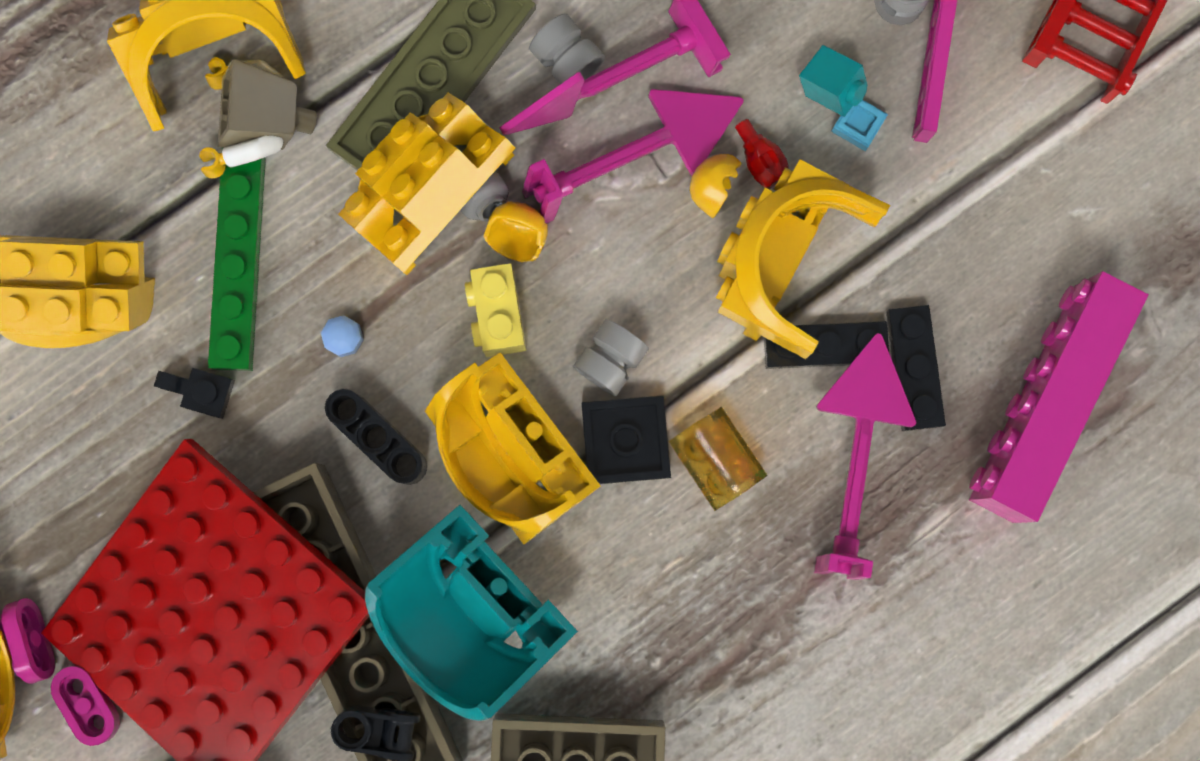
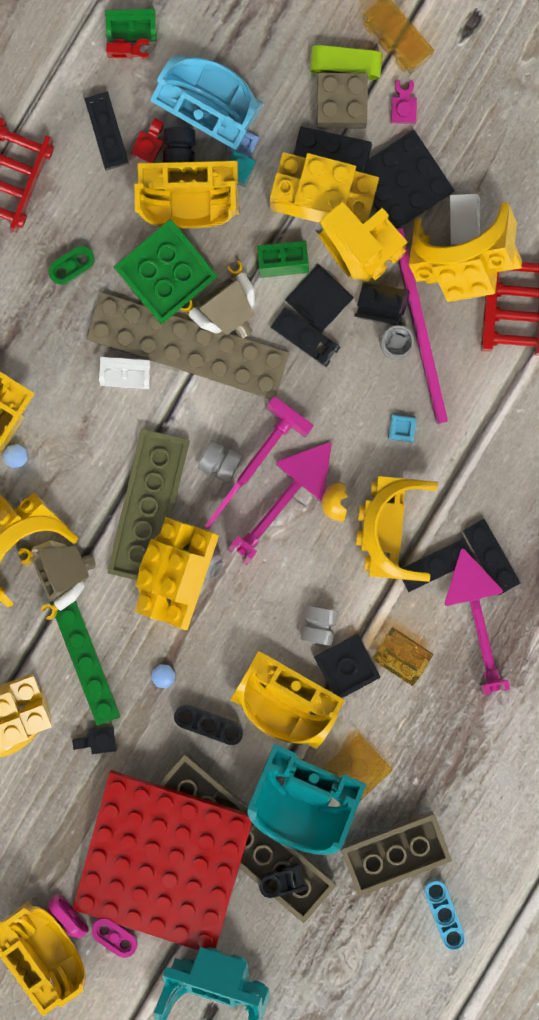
camera: 25 degrees left, 5 degrees up
(497, 310) = (245, 625): light yellow brick -> none
(516, 231) = (236, 576): yellow hair -> none
(584, 597) = (361, 763): none -> clear yellow plate
(762, 155) = (356, 473): red piece -> none
(834, 81) = (378, 414): teal brick -> none

